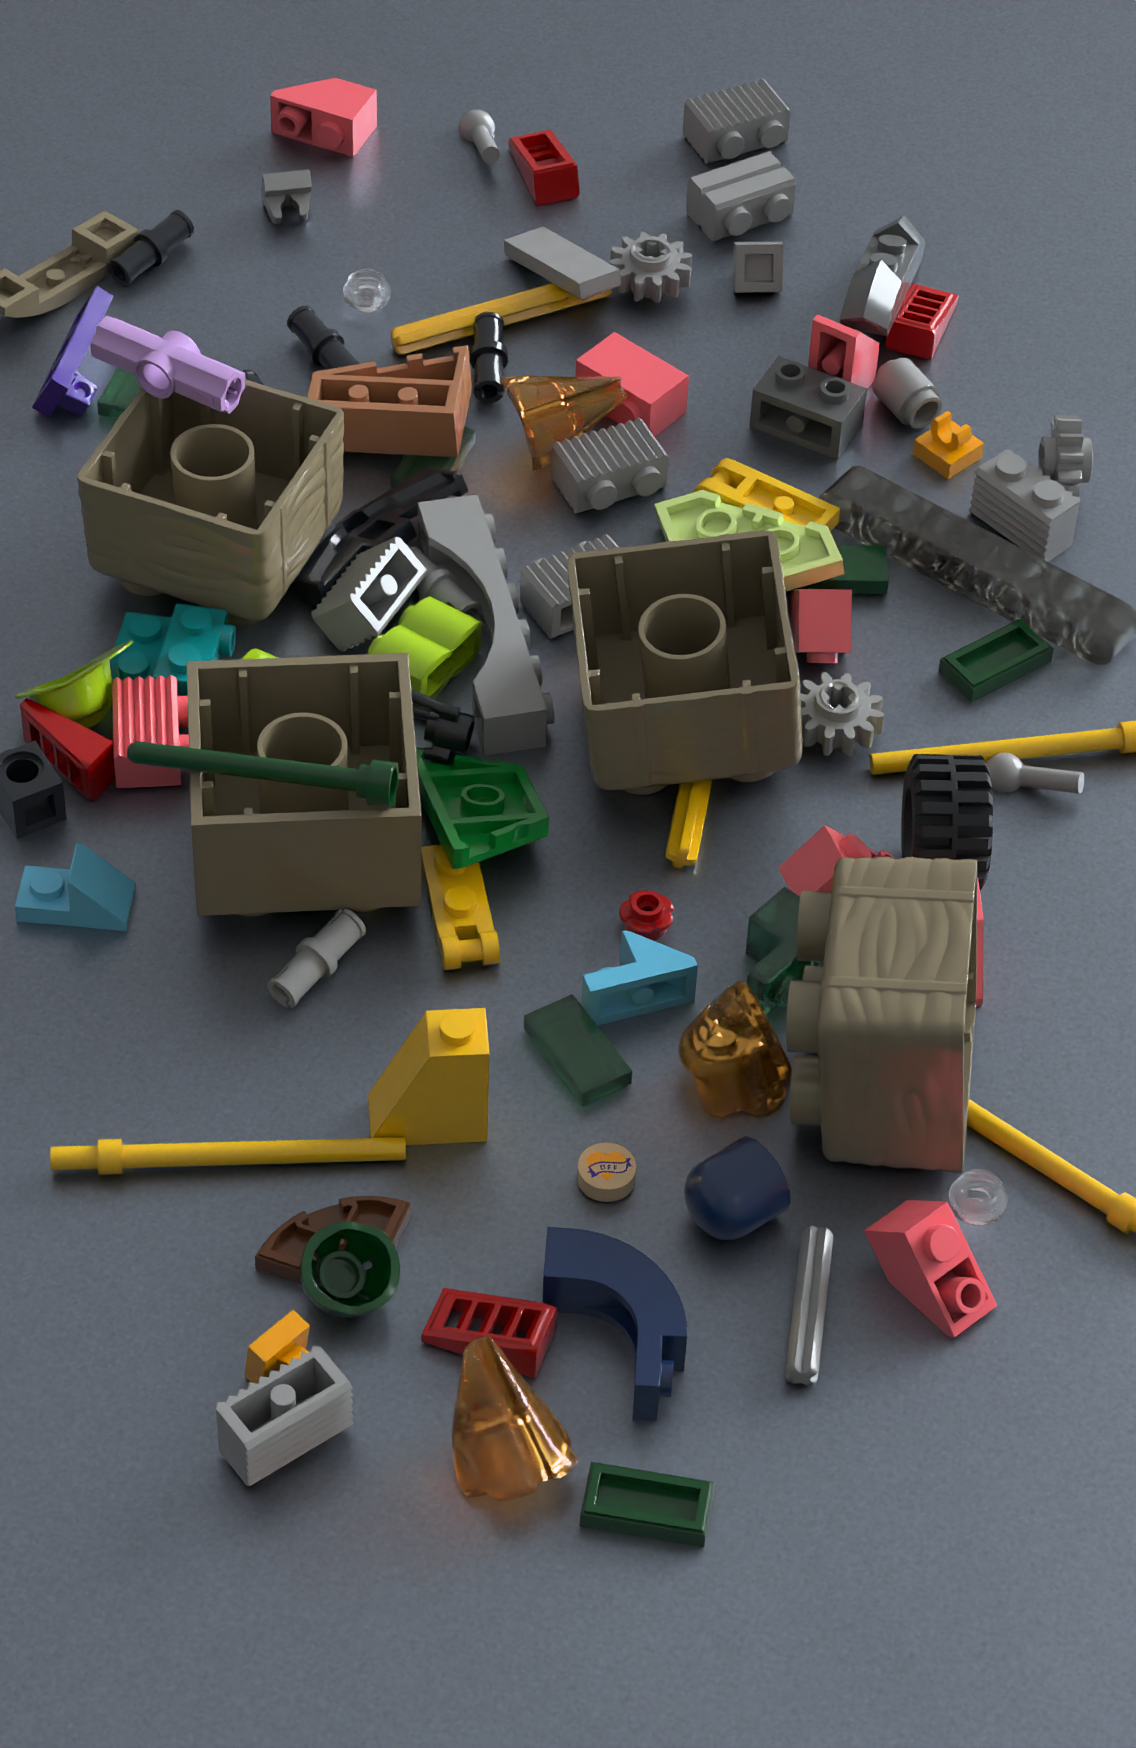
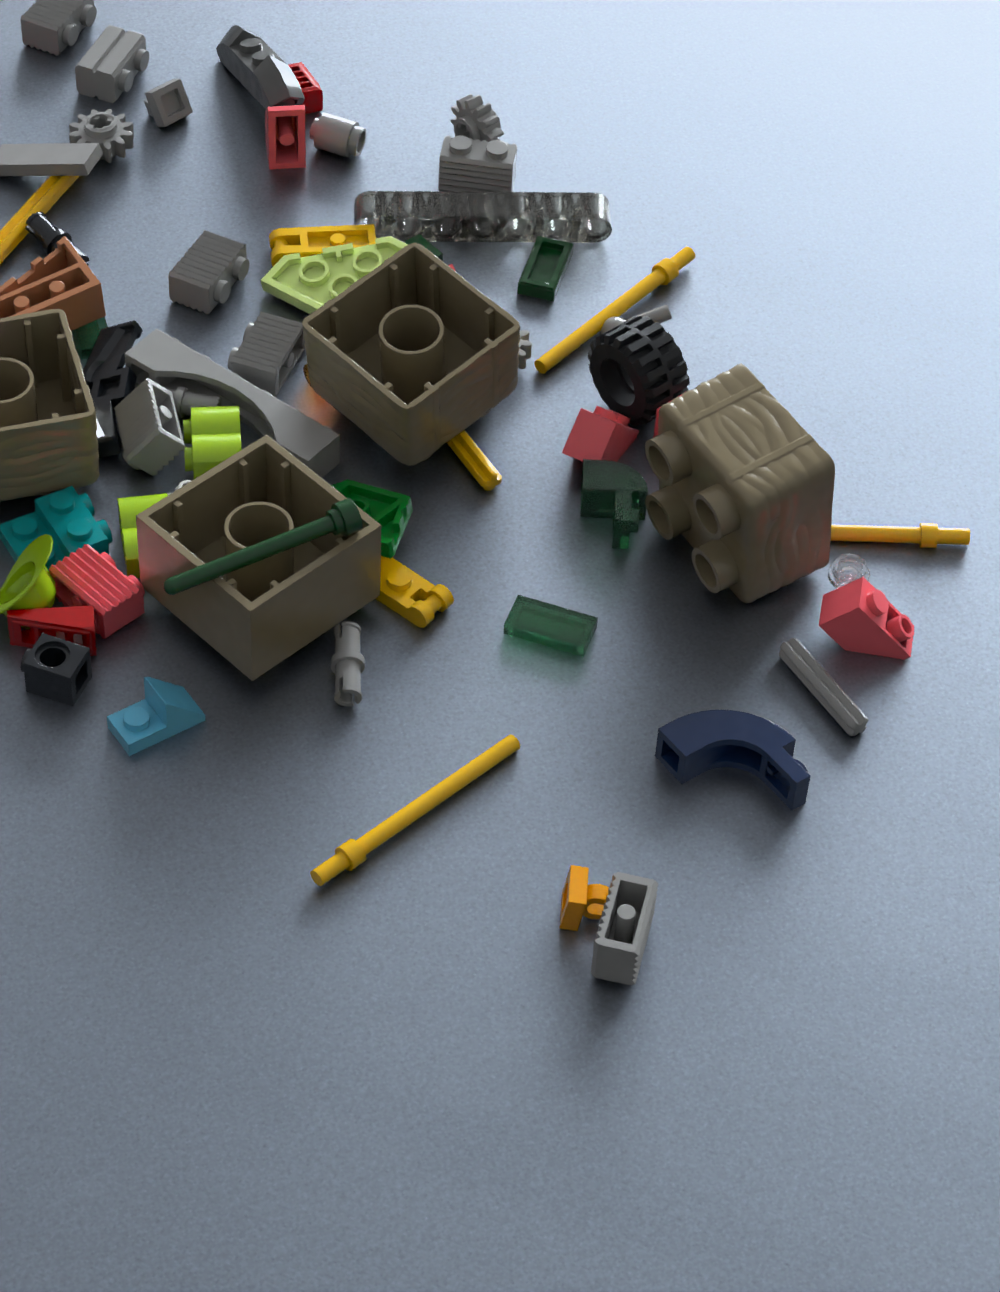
camera: 40 degrees left, 0 degrees up
(284, 1247) = (525, 816): reddish brown tile -> none
(340, 1276) = (560, 836): dark green helmet -> none
(436, 1082) = (512, 686): yellow slope -> none
(503, 1429) = (749, 857): clear orange hat -> none
(514, 1314) = (684, 791): red slope -> none
(560, 408) = (149, 250): clear orange hat -> none
(606, 1172) = (639, 683): tan tile -> none
(646, 981) = (548, 560): medium azure slope -> none
(647, 914) = (508, 525): red plate -> none
(647, 1504) = (851, 849): dark green tile -> none
(653, 387) = (167, 215): coral brick -> none
(735, 1055) = (649, 569): clear orange hat -> none
(736, 1190) = (730, 645): dark blue helmet -> none
(808, 407) = (289, 174): dark grey brick -> none
(948, 446) = (391, 157): light orange tile -> none

